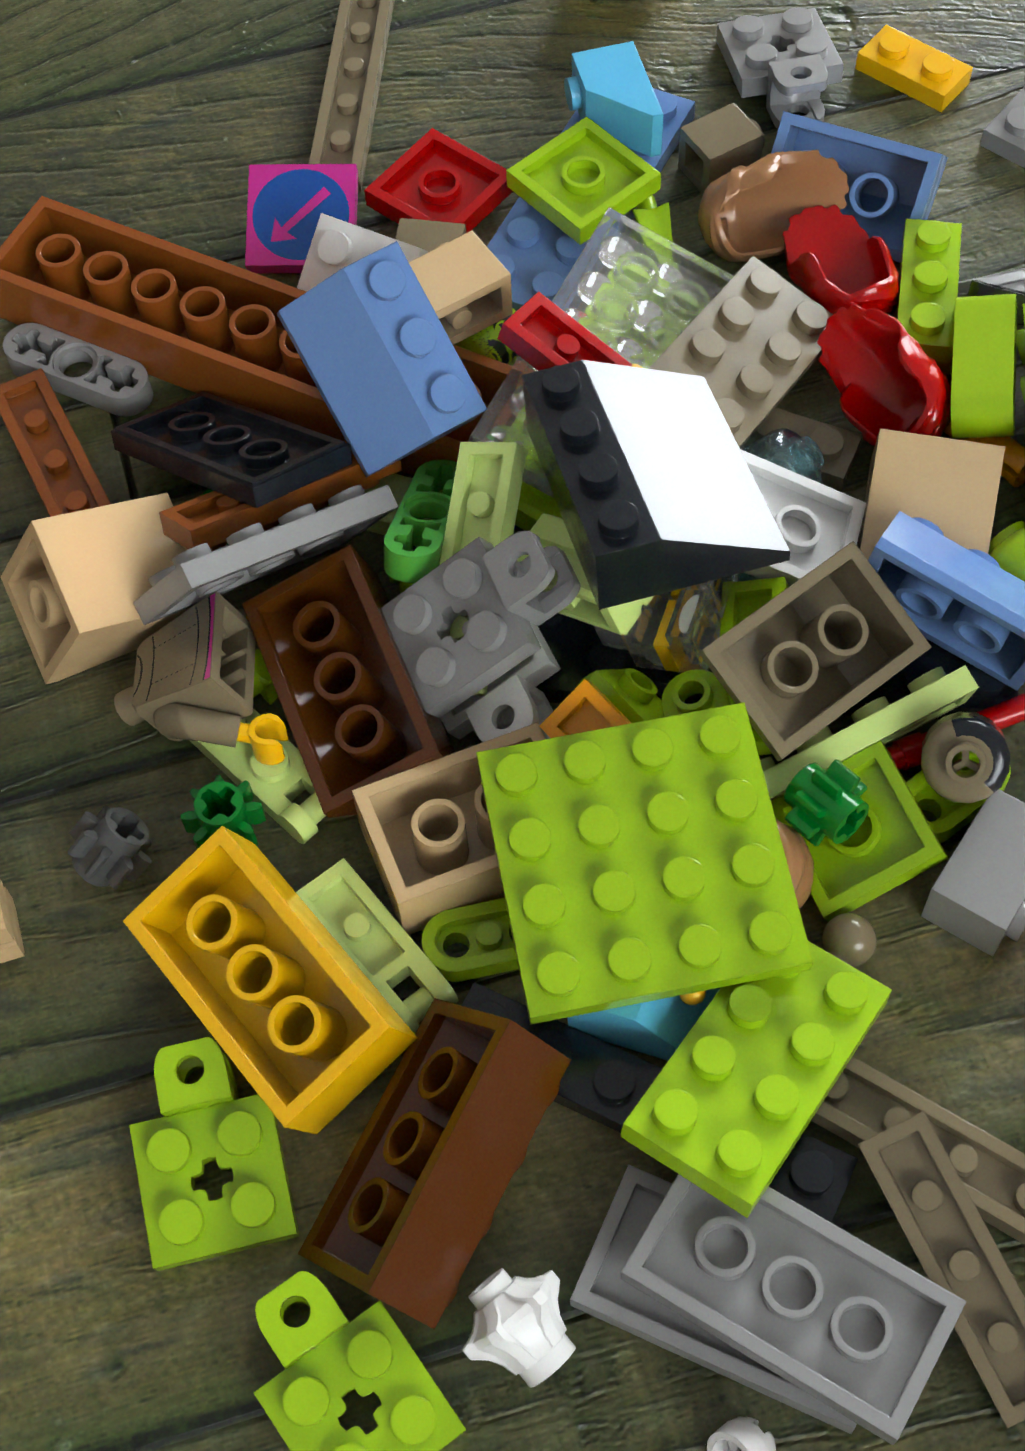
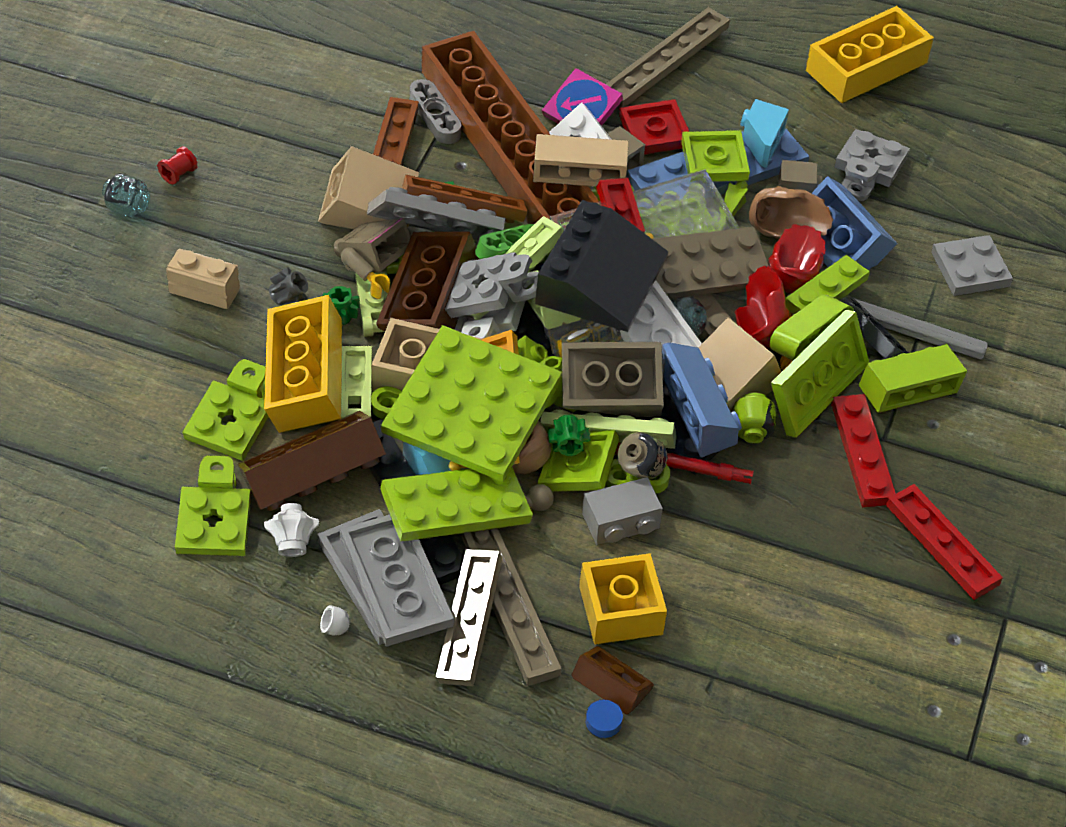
camera: 30 degrees right, 10 degrees down
(231, 448) = (461, 171): black tile -> none
(381, 359) = (537, 166): medium blue slope -> none
(913, 68) = (932, 201): yellow plate -> none

